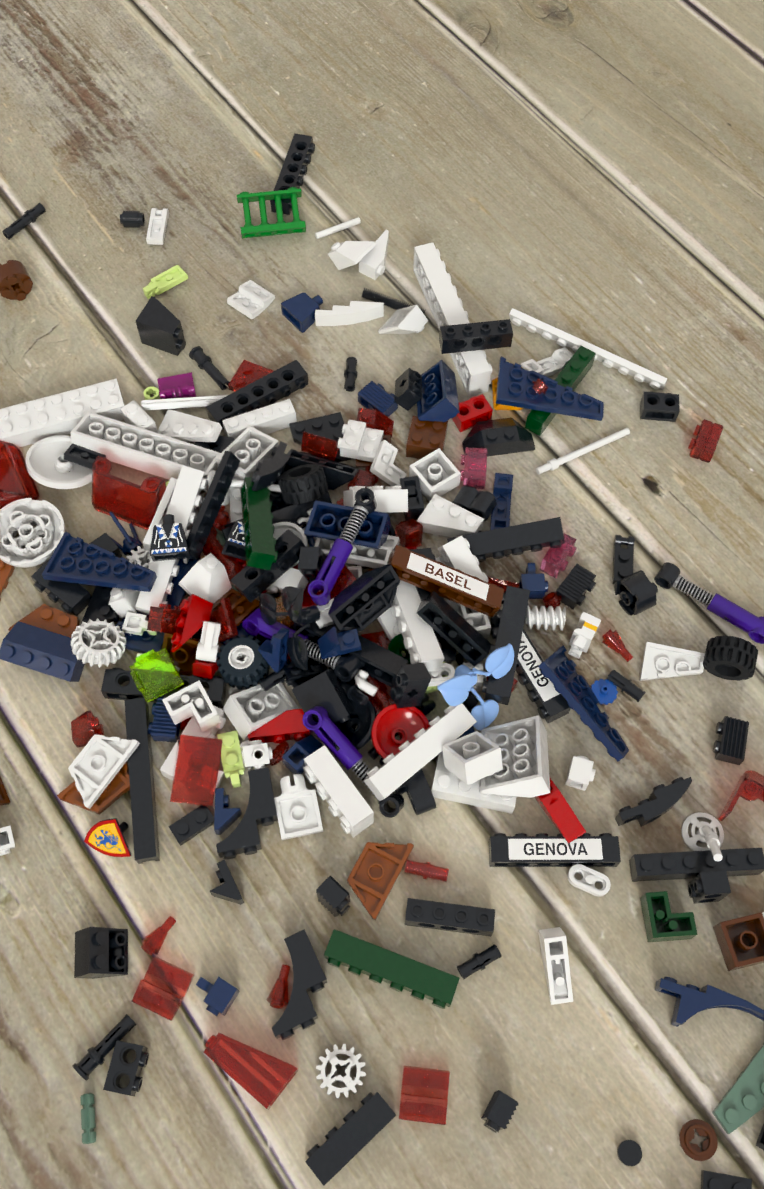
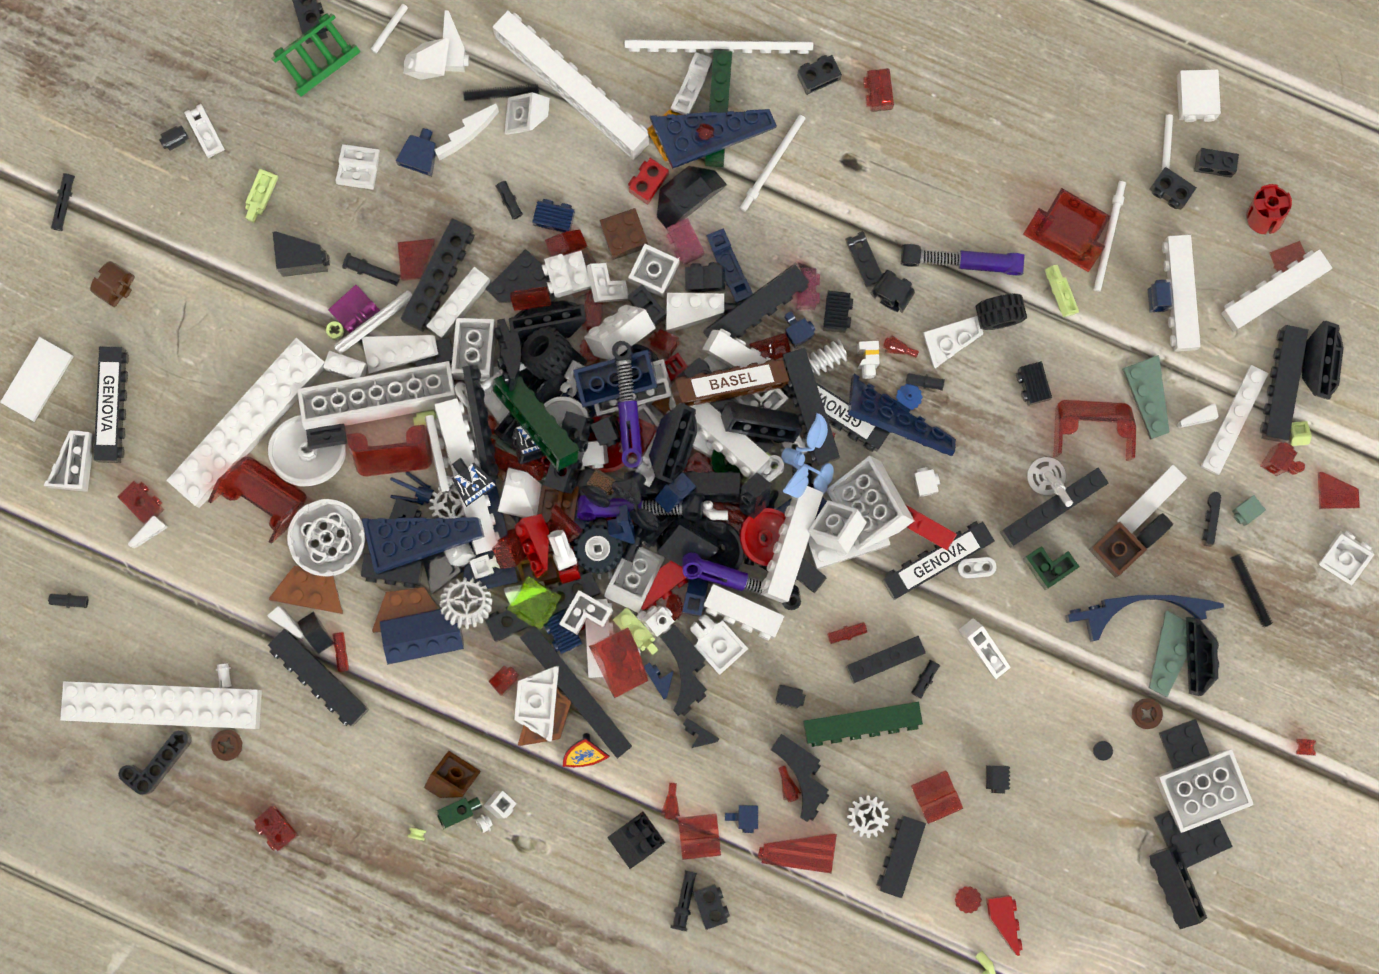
camera: 30 degrees left, 20 degrees up
(88, 1118) = (705, 954): sand green axle -> none
(192, 824) = (640, 703): black plate -> none
(377, 873) = (810, 657): dark orange wing -> none
(408, 389) = (578, 191): black brick -> none
(438, 394) = (608, 183): dark blue slope -> none
(475, 336) = (616, 108): black brick -> none
(552, 599) = (823, 336): clear red plate -> none
(660, 802) = (1003, 468): black slope -> none
(709, 887) = (1071, 522): black brick -> none

